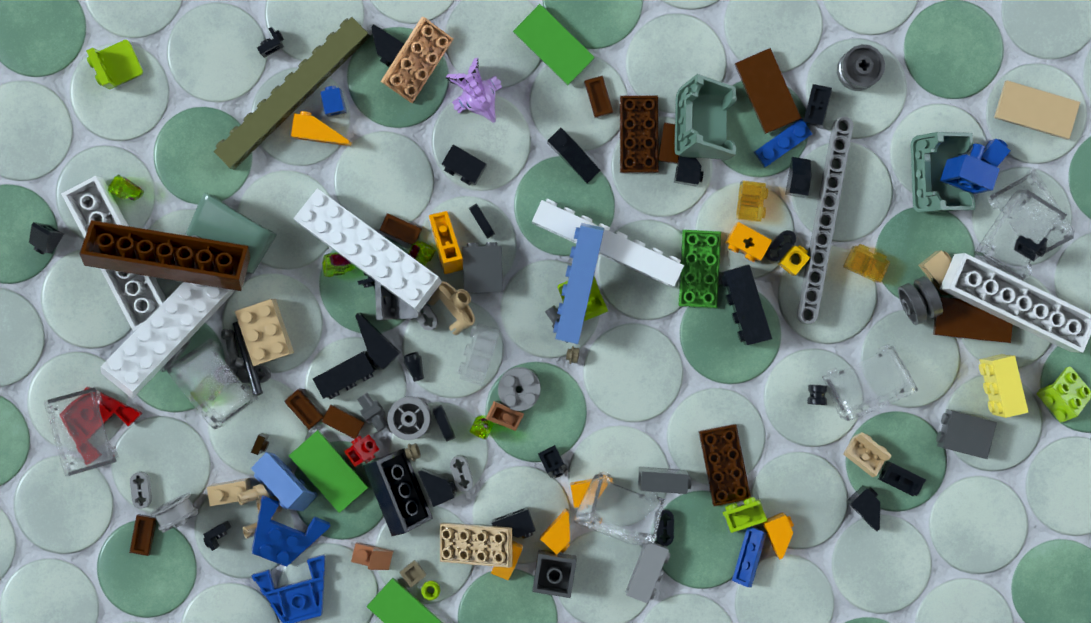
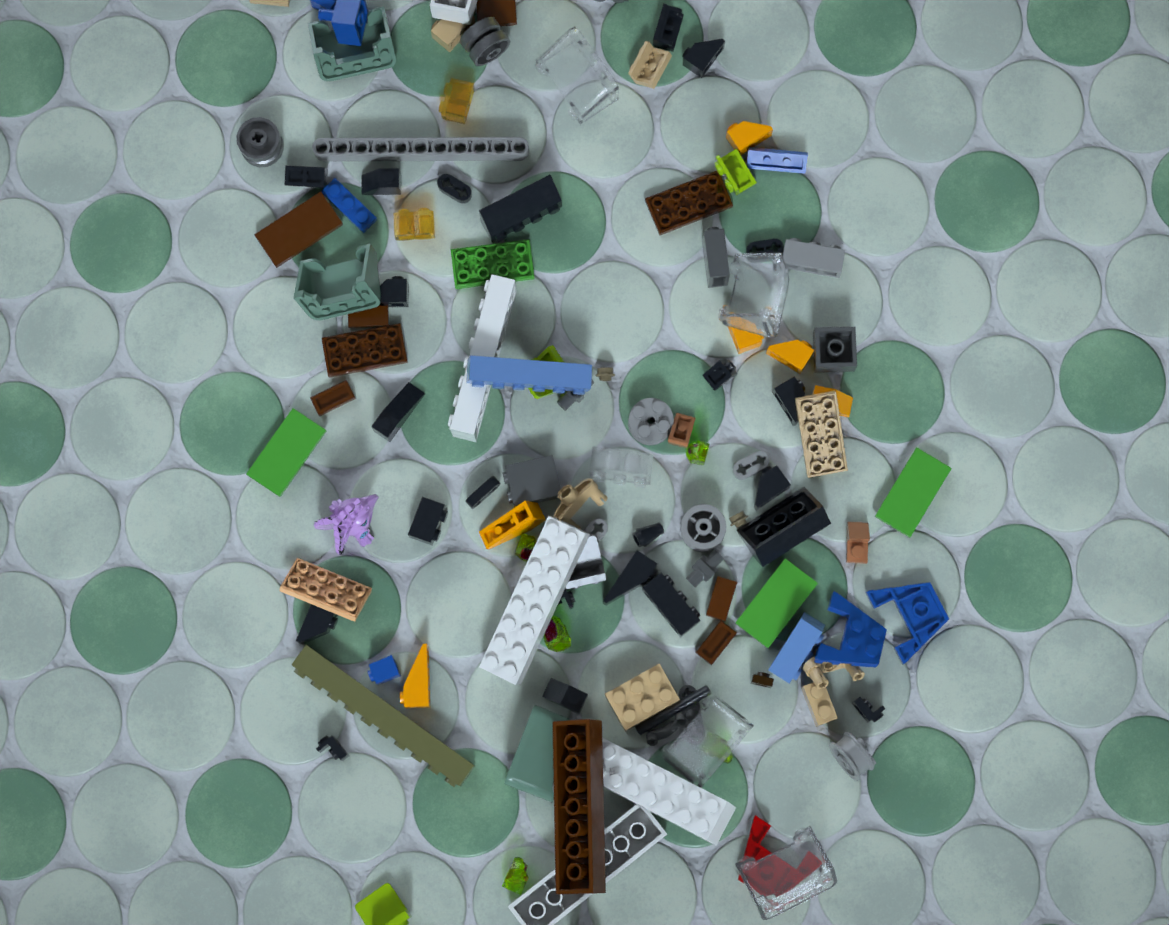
camera: 95 degrees left, 10 degrees down
(136, 491) = (838, 806): light grey beam -> none
(143, 535) = (885, 790): reddish brown tile -> none
(279, 263) = (565, 695): none -> black slope
(362, 450) = (746, 570): red brick -> none
(400, 229) = (507, 576): reddish brown tile -> none
(412, 573) = (865, 495): dark tan plate -> none
(430, 596) = (880, 468): lime plate -> none
(443, 423) = (702, 492): black beam -> none
(758, 241) = (456, 209): light orange brick -> none
(786, 262) = (472, 177): yellow brick -> none
(817, 394) = (599, 124): black wheel -> none

